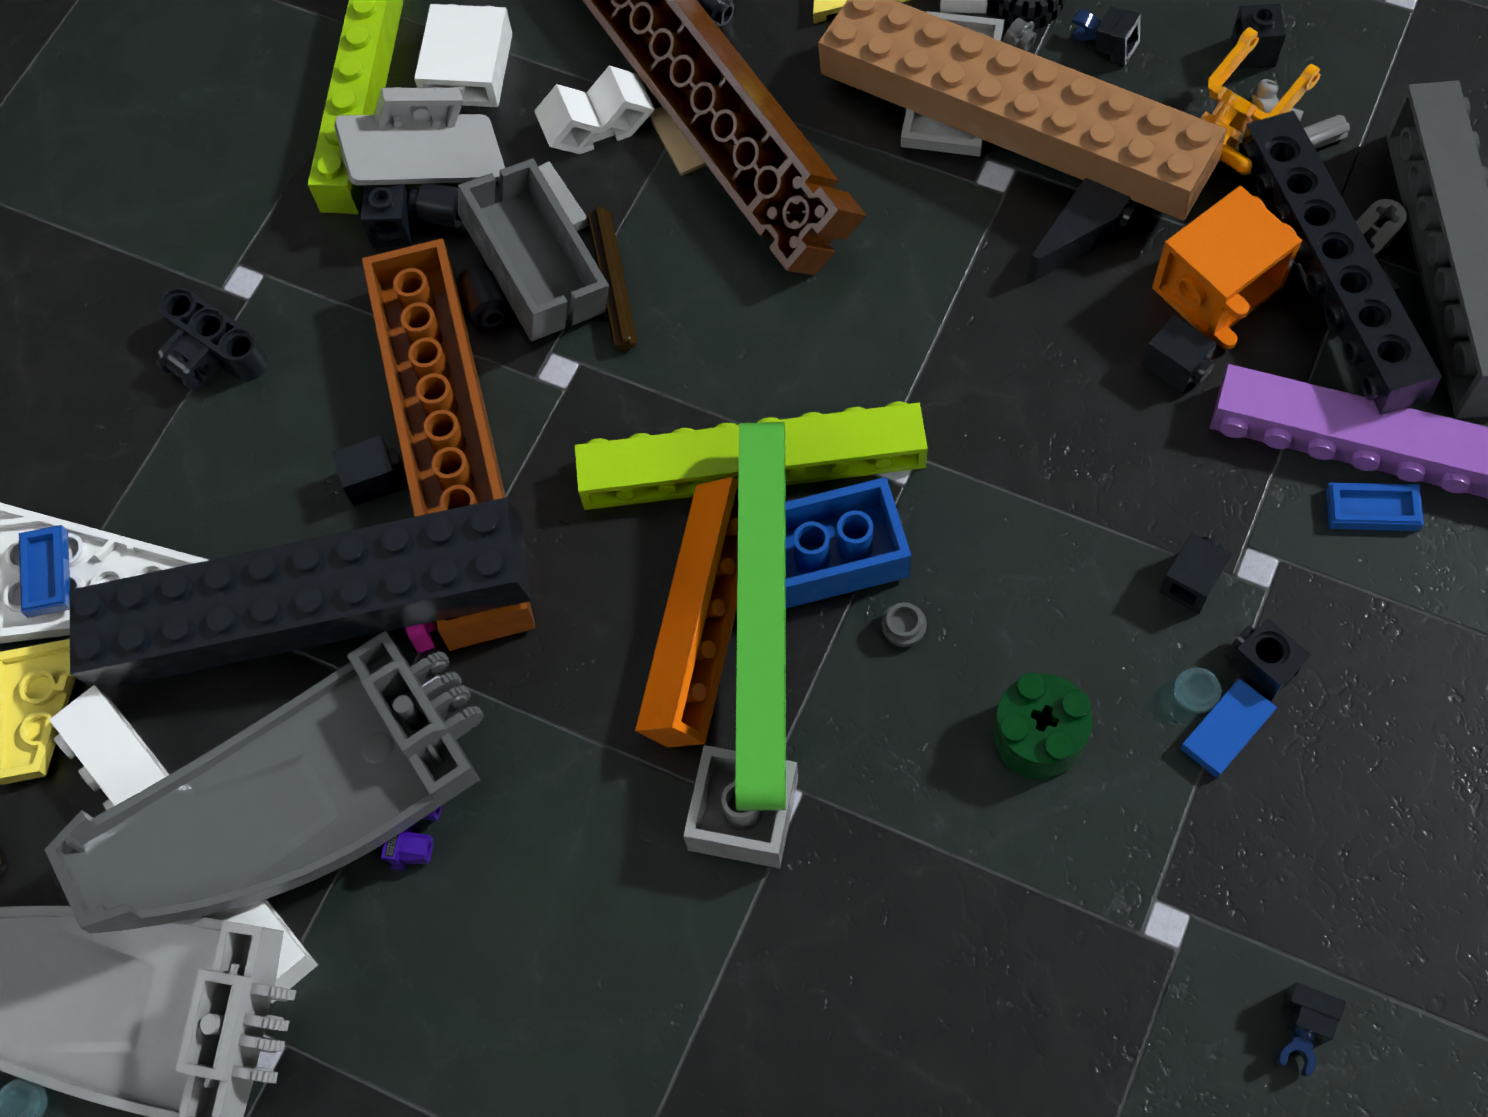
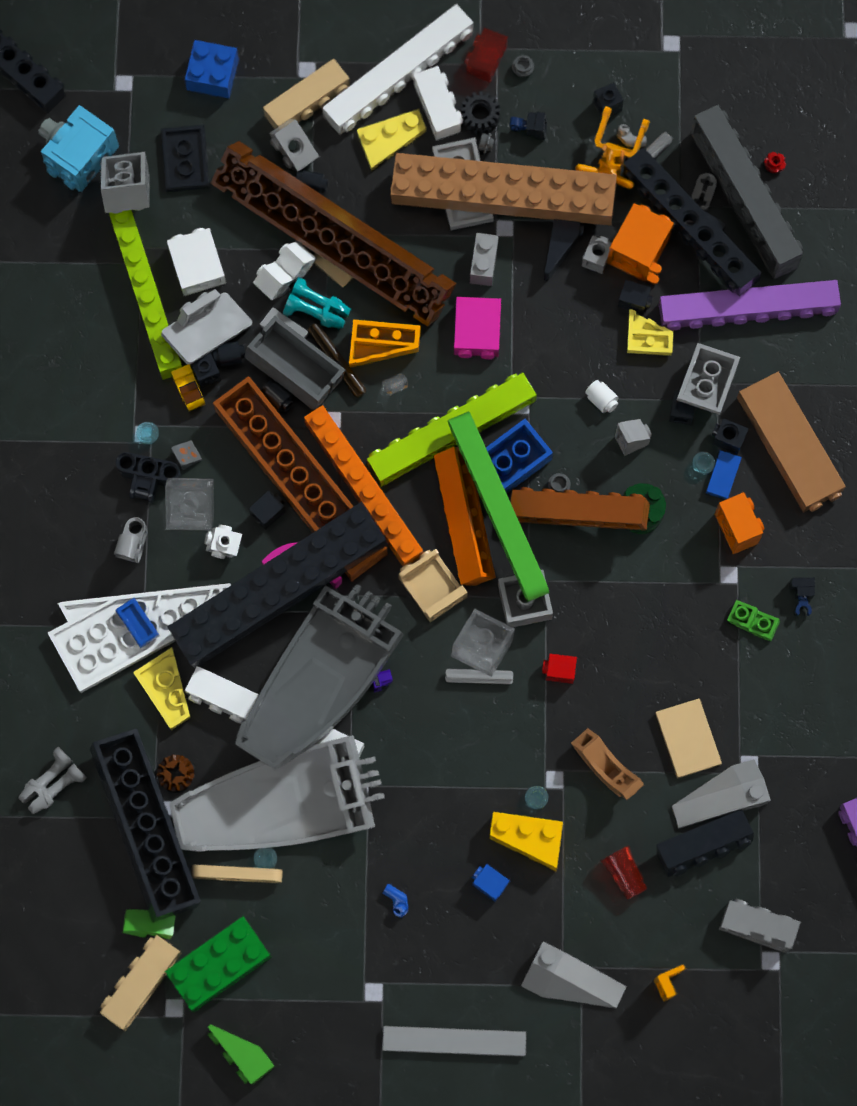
camera: 30 degrees left, 10 degrees up
(115, 438) = (131, 545): none -> light grey piece
(237, 407) = (189, 504): none -> clear brick
(246, 279) = (147, 433): none -> clear light blue plate
(272, 503) = (230, 540): none -> white brick
(287, 334) = (186, 454): none -> dark grey slope
(346, 235) = (188, 387): none -> yellow leg
(549, 499) = (363, 485): none -> orange brick
(586, 713) = (432, 585): none -> tan panel
(592, 920) = (476, 676): none -> light grey axle
(622, 856) = (483, 642): none -> clear brick
(630, 202) = (324, 315): none -> teal piece
(690, 351) = (395, 384): none -> clear slope
(697, 269) = (381, 341): none -> light orange wedge
(751, 970) = (560, 668): none -> red brick
(875, 306) = (477, 327): none -> dark pink brick
(921, 679) = (580, 509): none -> dark orange brick
(935, 204) = (484, 259): none -> light grey brick
(1049, 500) = (602, 396): none -> white brick
(1077, 586) = (632, 435): none -> light grey slope
(1127, 272) = (594, 262): none -> light grey brick
(1178, 429) = (648, 337): none -> light yellow wing
(1183, 1039) = (753, 621): none -> bright green slope
(1226, 827) = (739, 522): none -> orange brick
(1267, 534) = (708, 378): none -> light grey slope
(1374, 506) = (751, 340): blue tile -> none
(1390, 720) = (791, 442): none -> medium nougat brick

